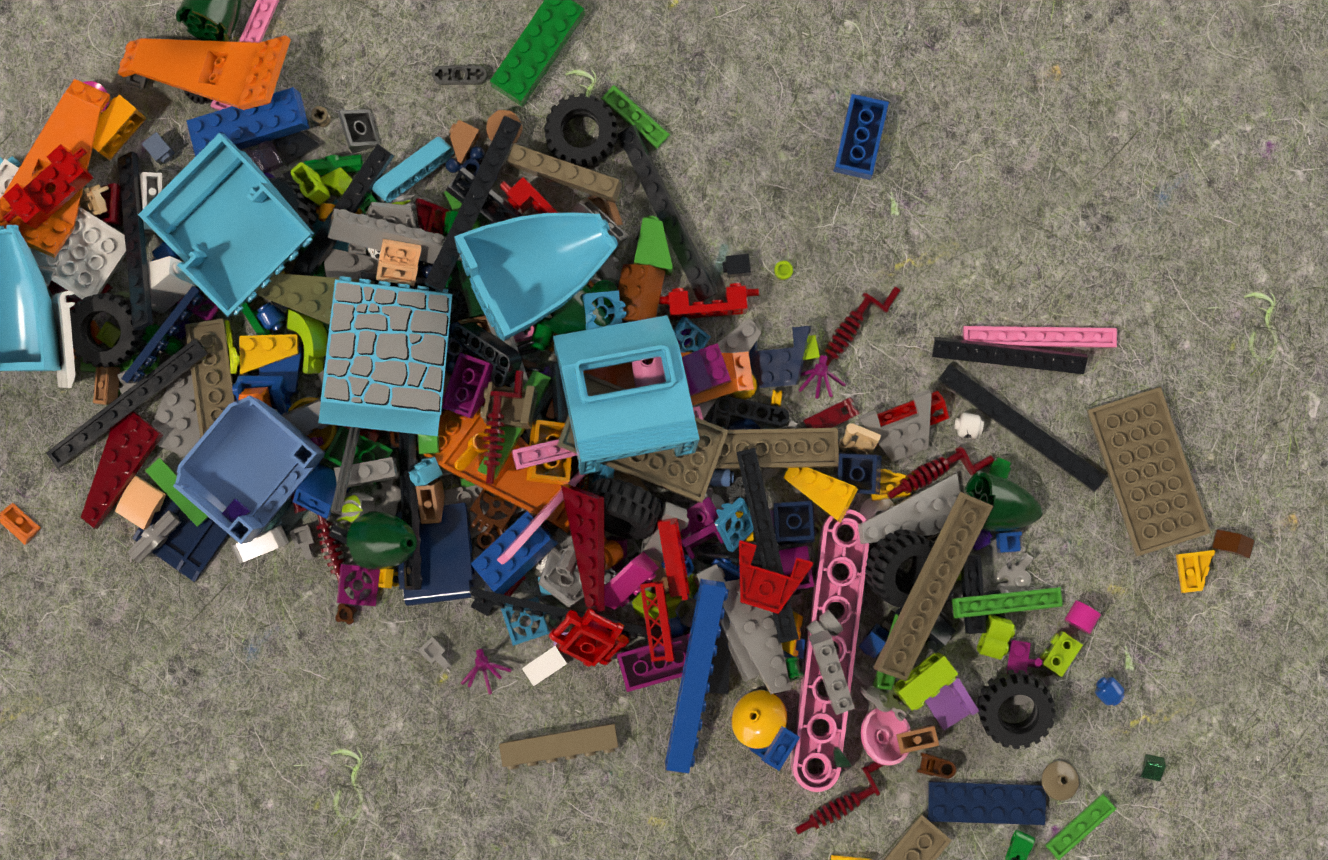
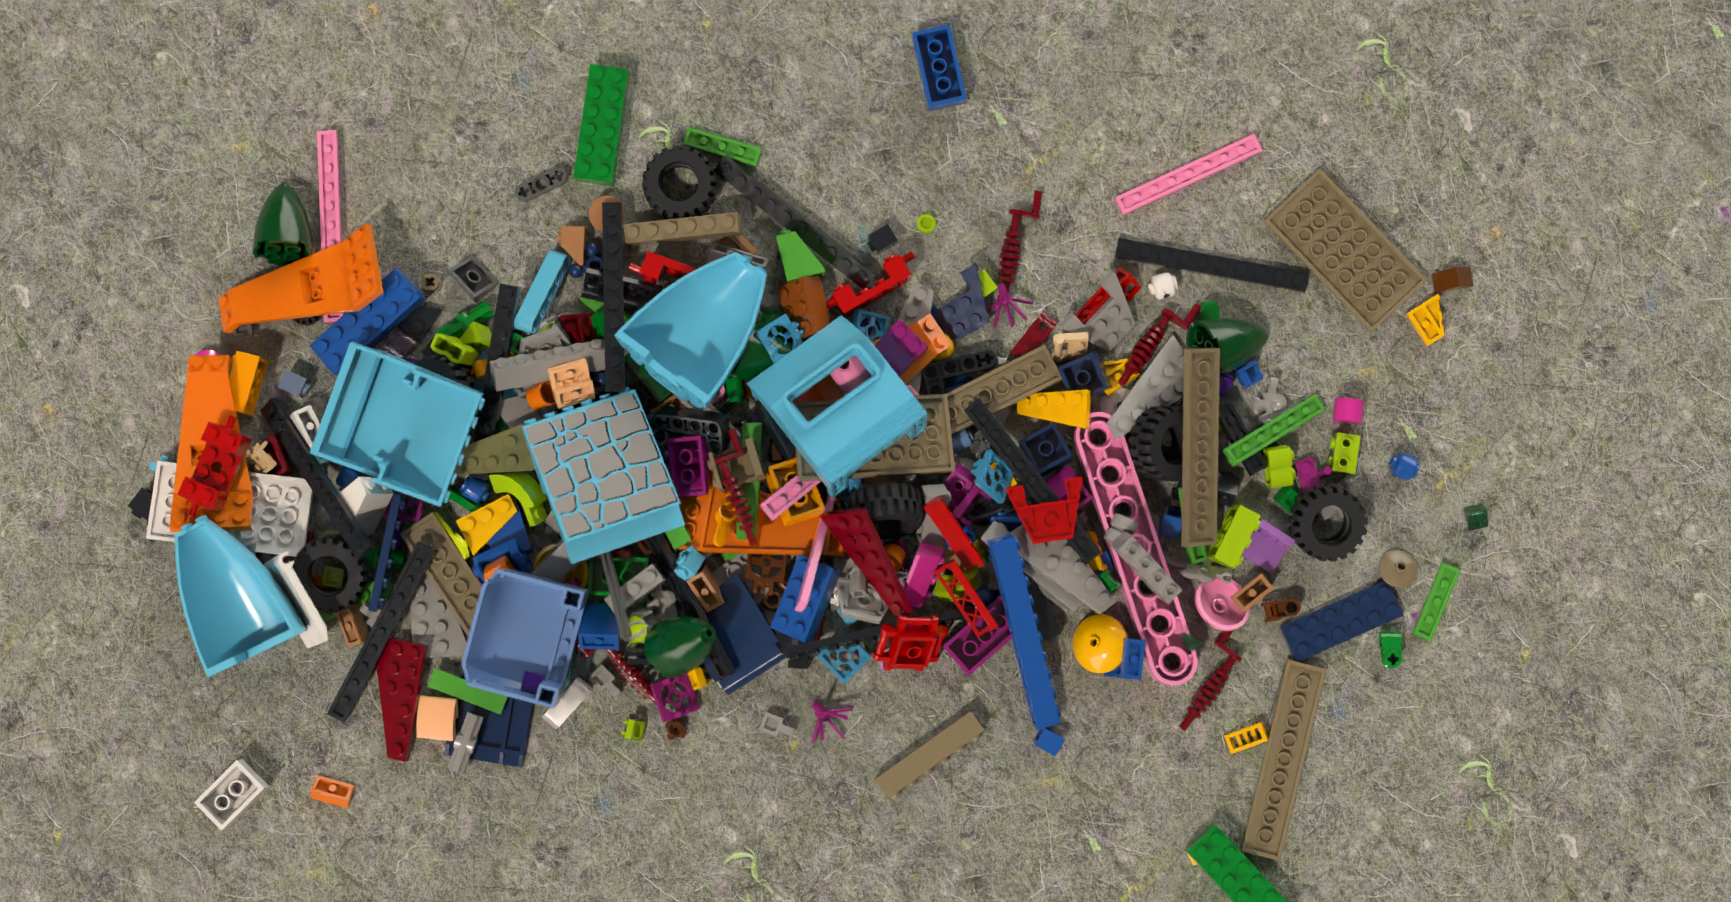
camera: 25 degrees left, 0 degrees up
(308, 597) = (634, 729): none -> lime tile
(366, 260) = (540, 395): none -> orange piece
(544, 666) = (881, 689): white sticker -> none
(672, 784) = (1049, 740): none -> blue panel
(776, 398) = (975, 343): yellow bush -> none
(989, 668) = (1286, 497): none -> green slope
(1009, 355) = (1169, 204): black plate -> none

